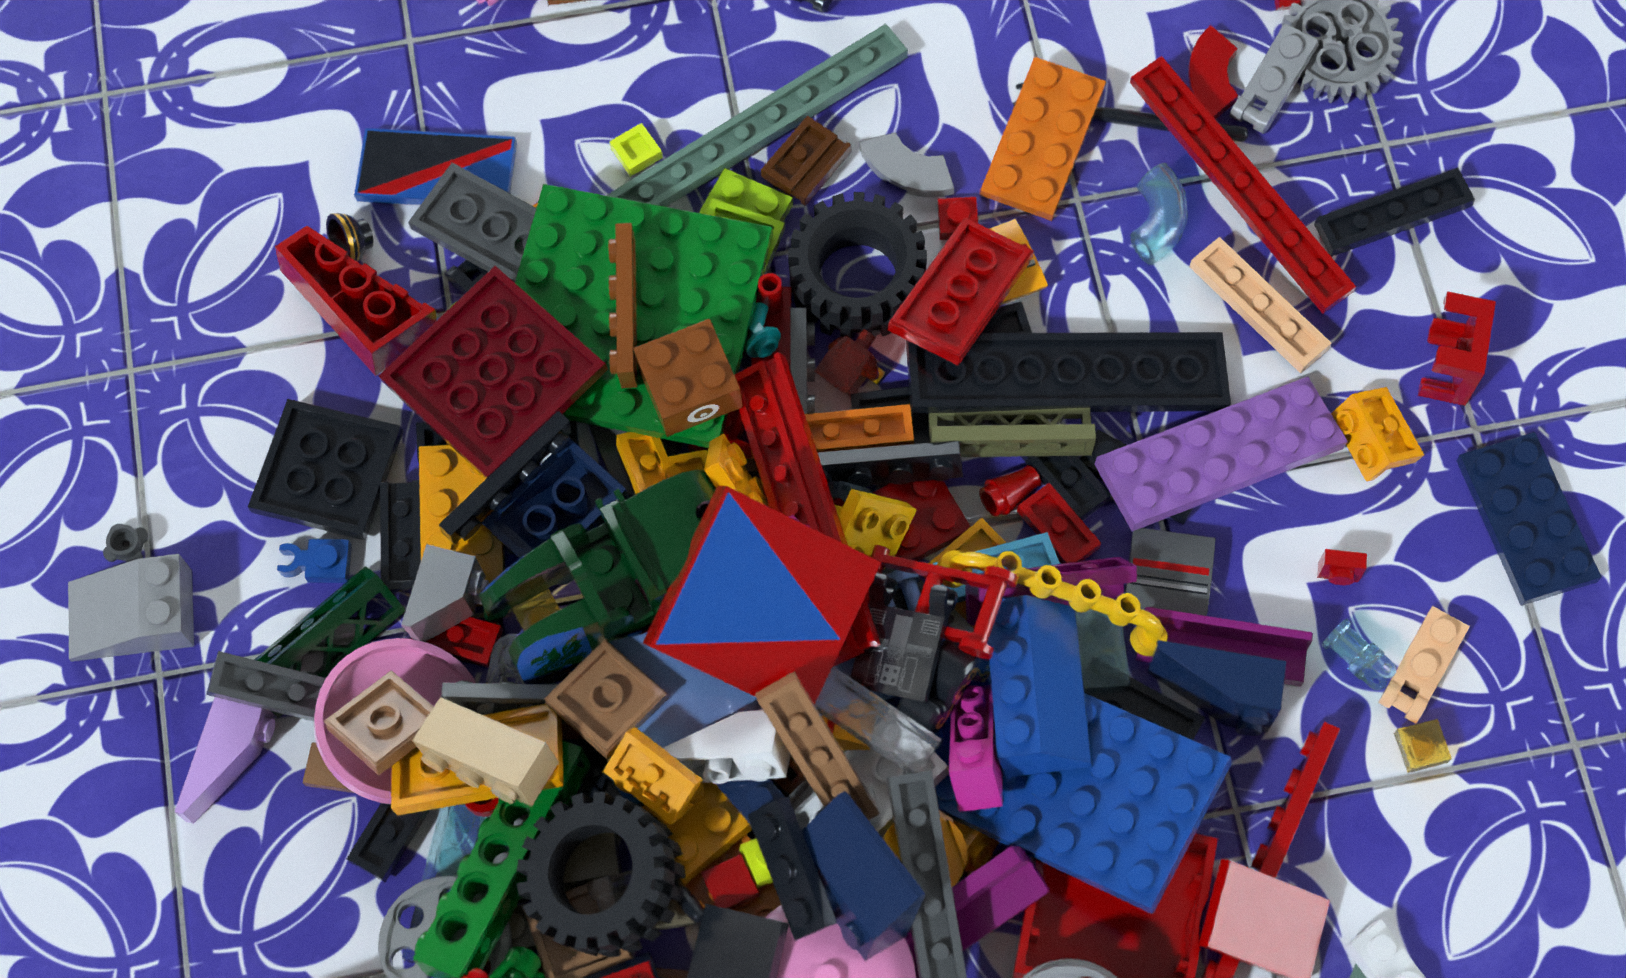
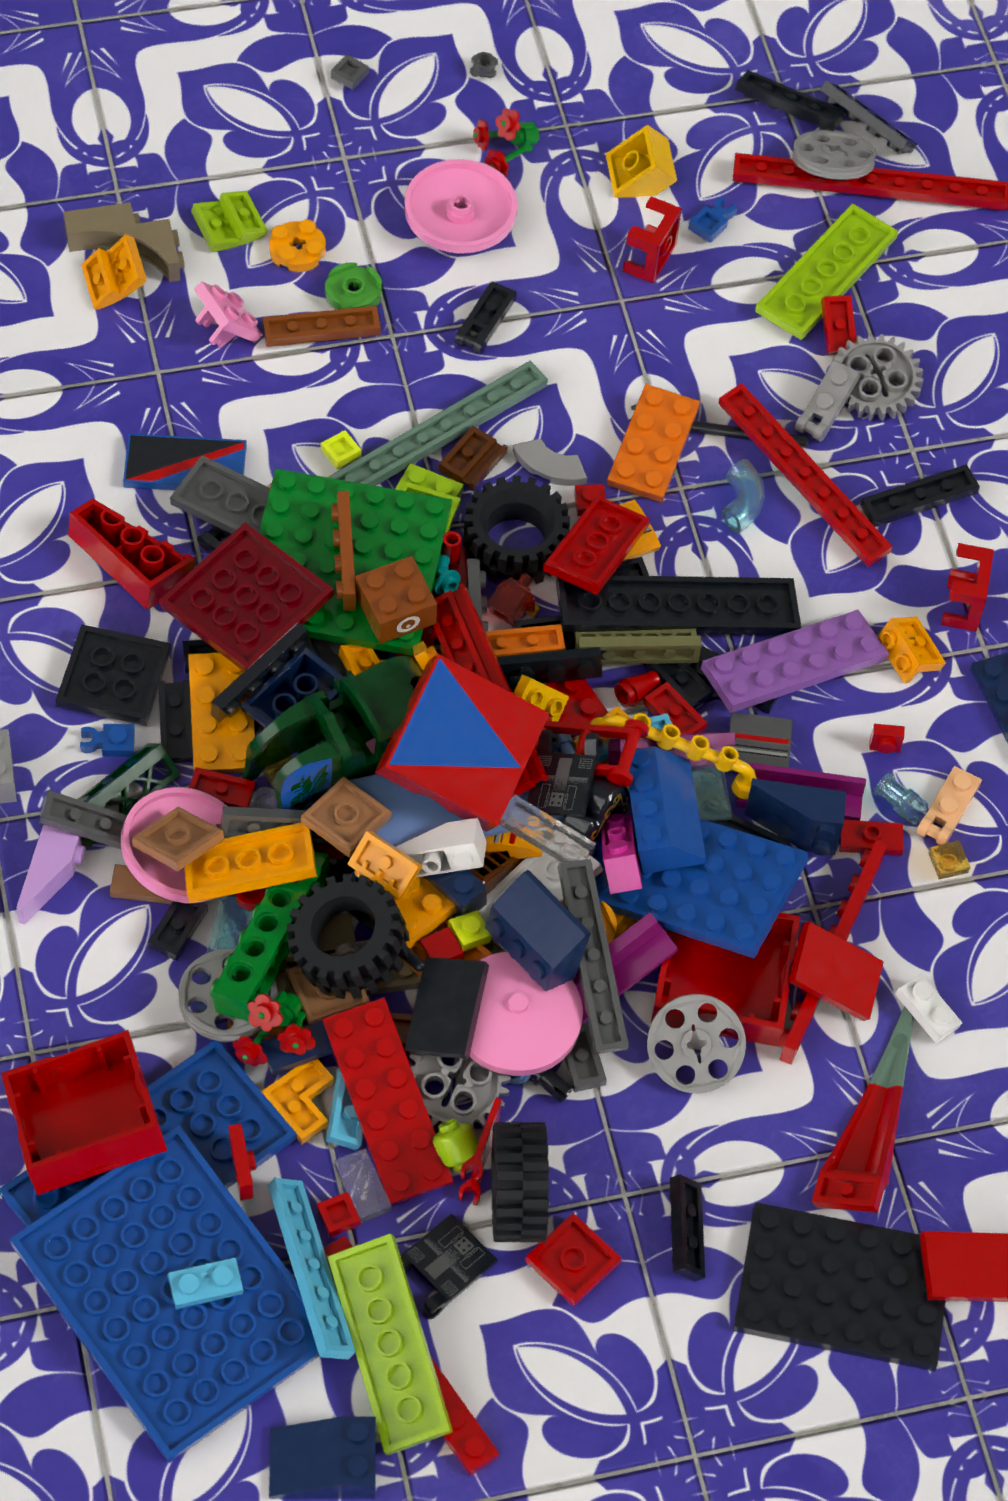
camera: 10 degrees left, 10 degrees down
(349, 234) = (124, 505): black piece -> none
(443, 592) = (218, 750): light grey slope -> none
(485, 752) = (259, 850): tan brick -> none
(791, 868) = (490, 926): black plate -> none
(813, 744) = (499, 835): medium nougat plate -> none
(1209, 74) = (778, 396): red tile -> none
(1260, 305) = (821, 560): light nougat plate -> none
(1310, 707) = (861, 835): none -> red plate

